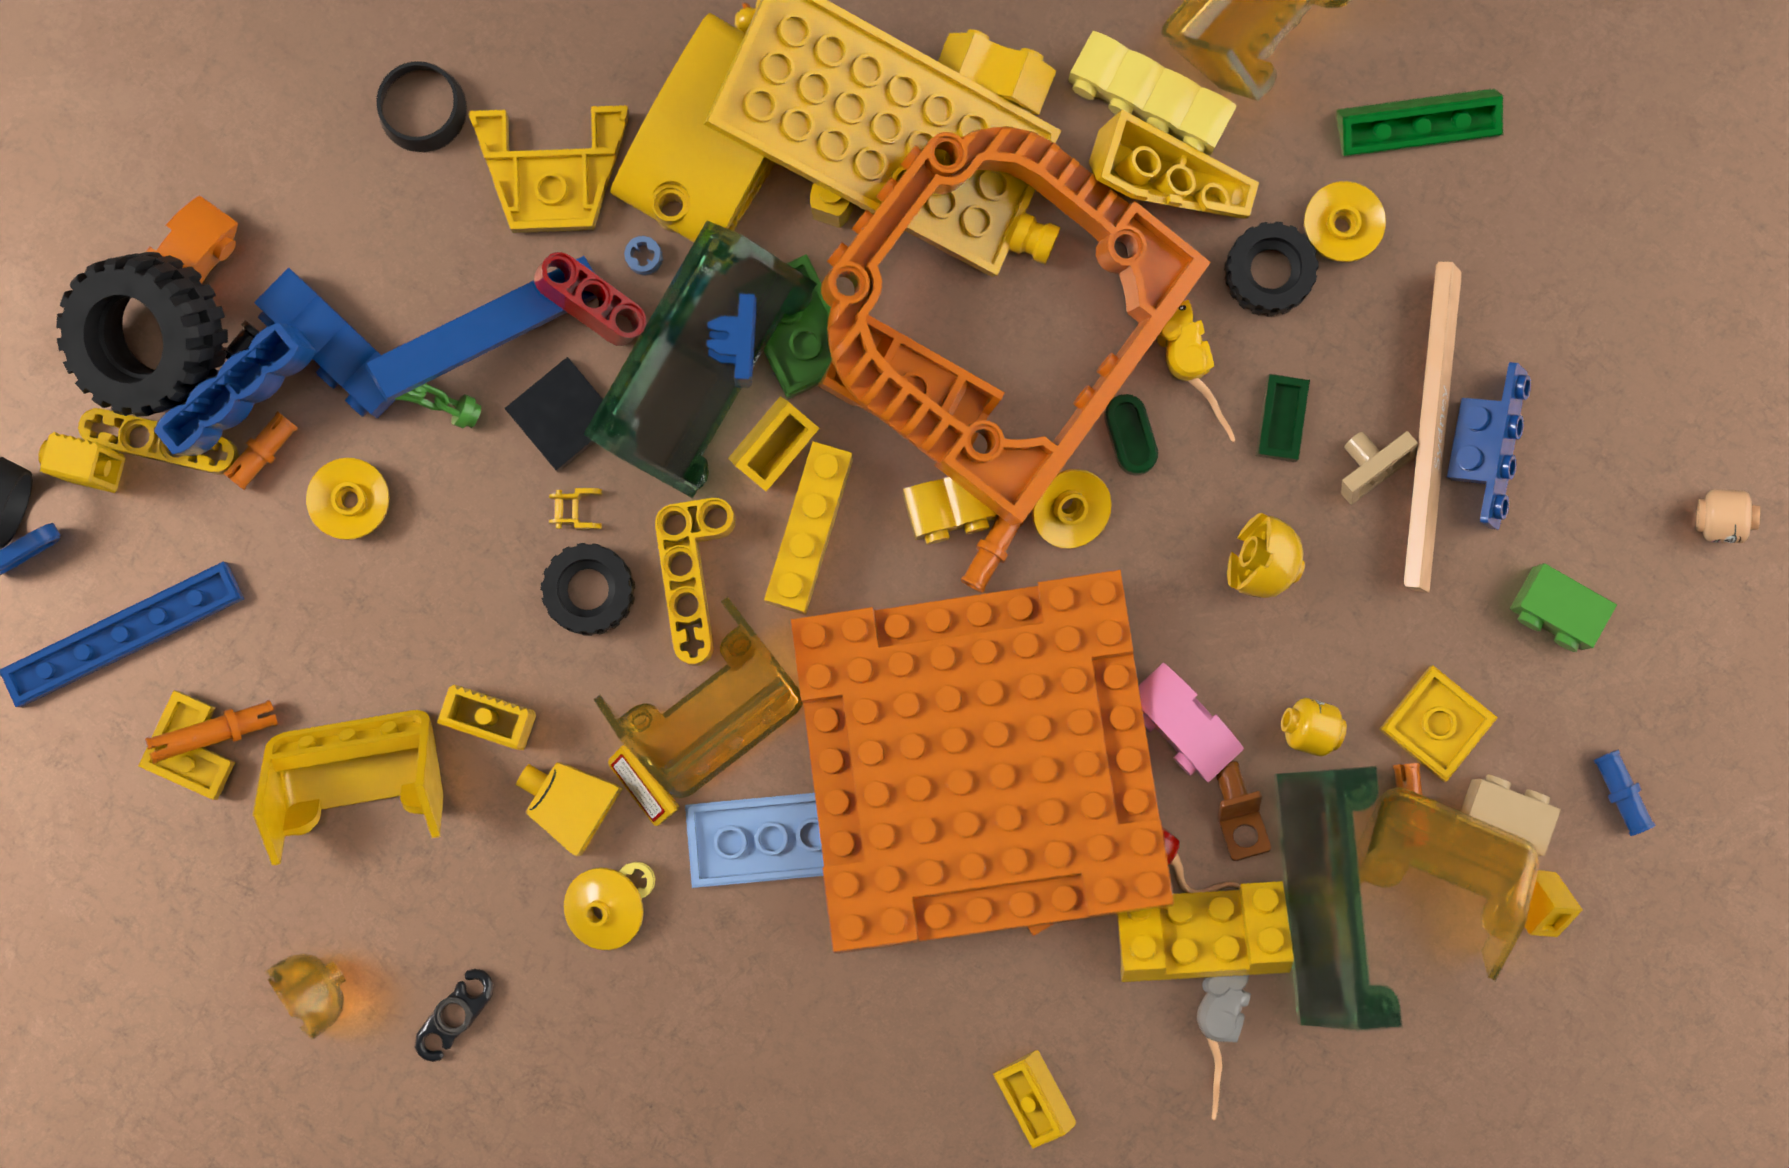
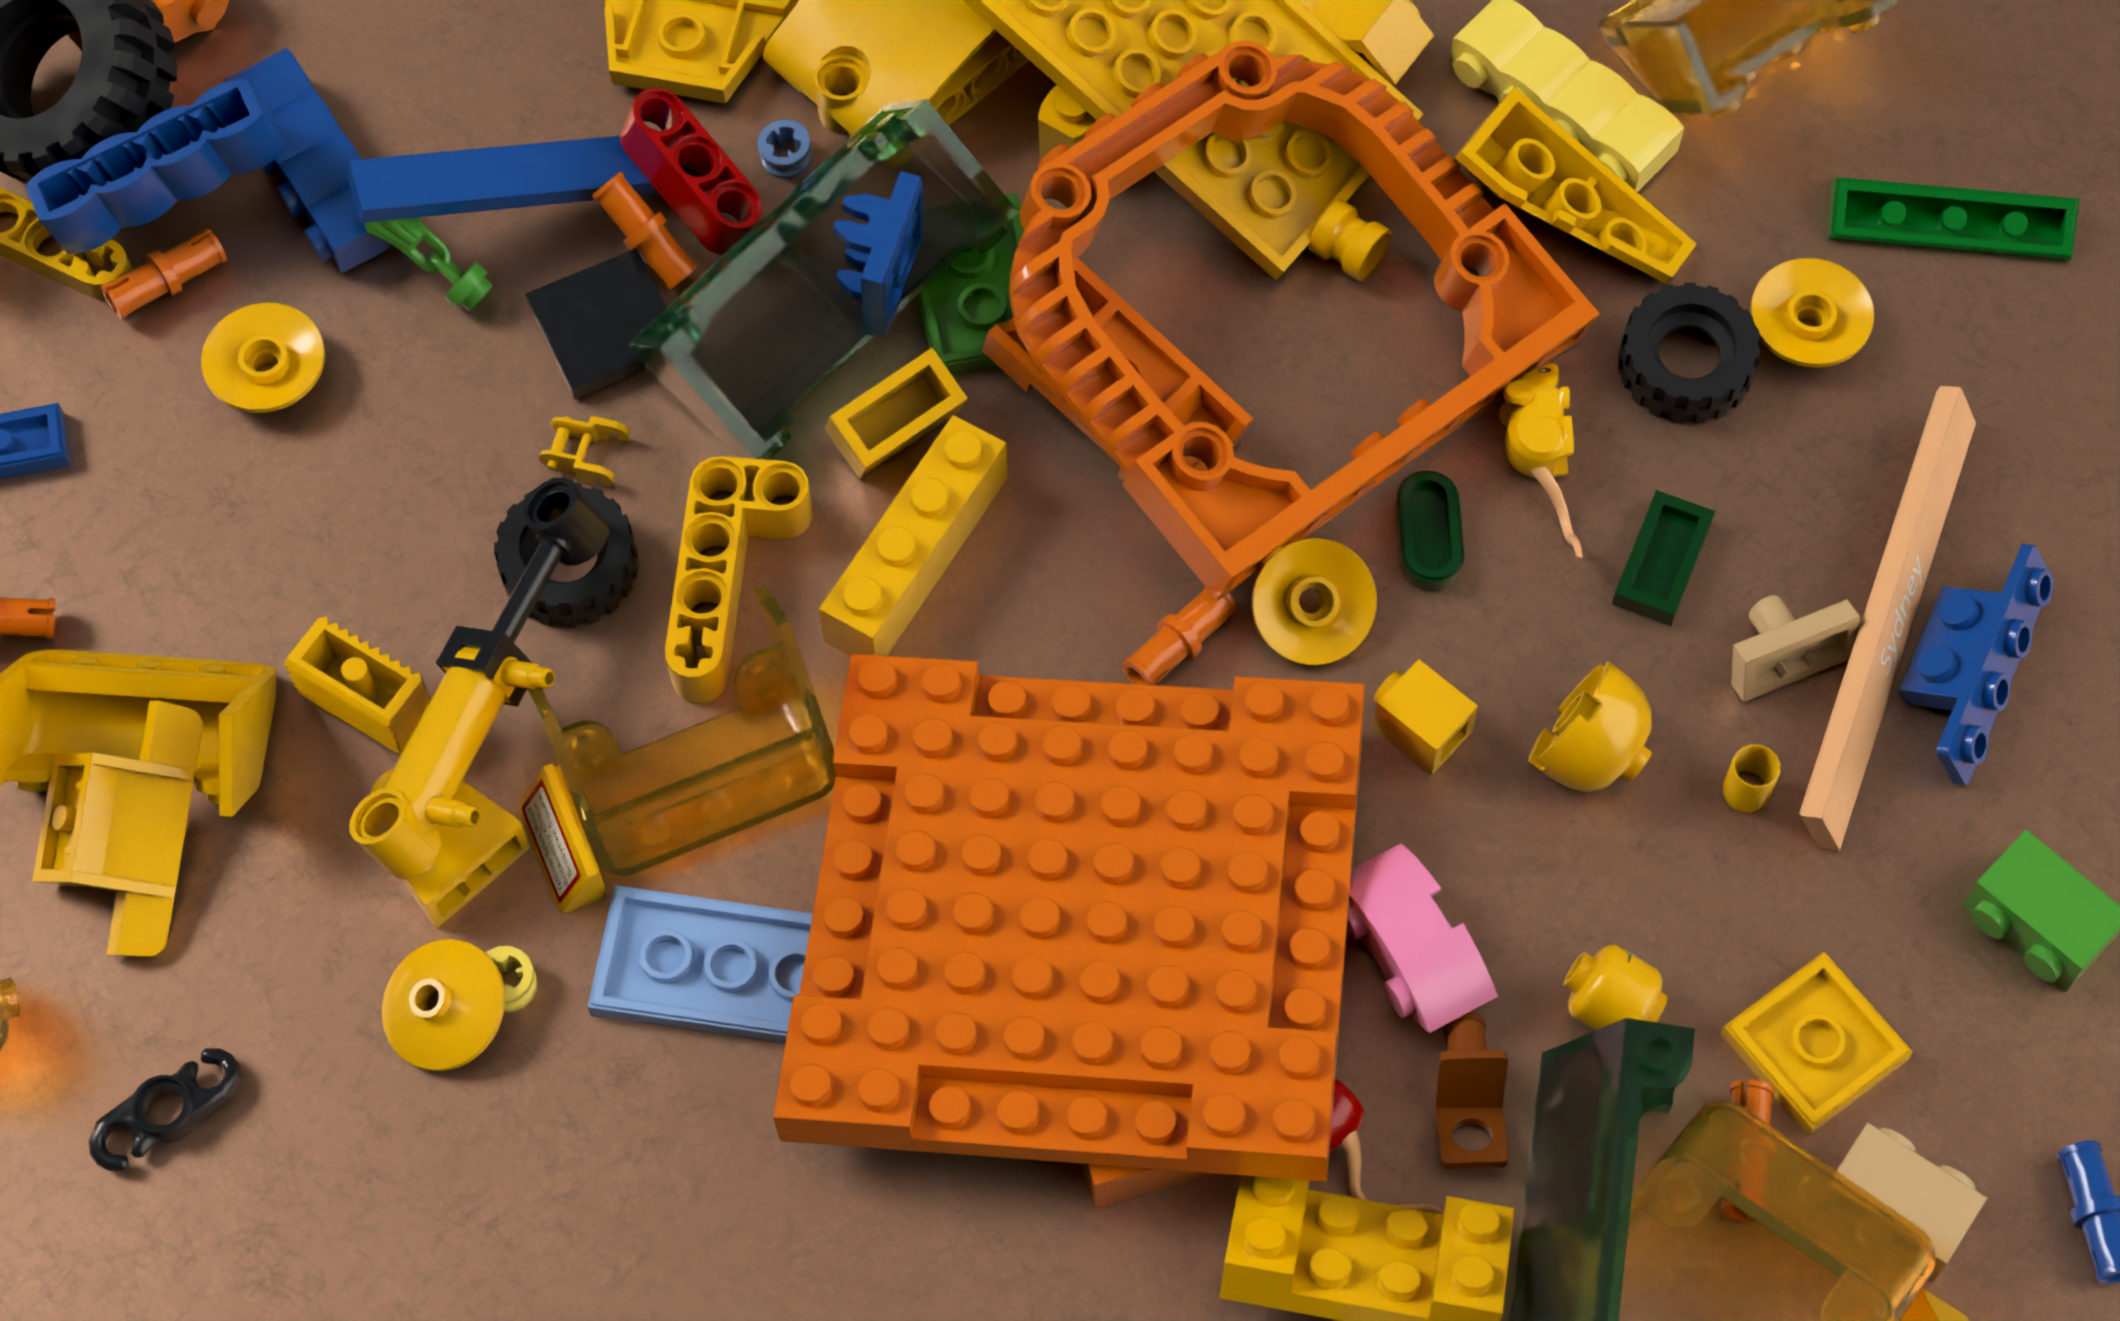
camera: 15 degrees right, 20 degrees down
(369, 847) = (124, 826): none -> yellow plate
(565, 709) = (480, 677): none -> yellow piece
(571, 347) = (645, 230): none -> orange pin
(942, 508) = (1124, 560): yellow brick -> none
(1156, 569) = (1423, 715): none -> yellow brick
(1380, 556) = (1753, 759): none -> yellow piece

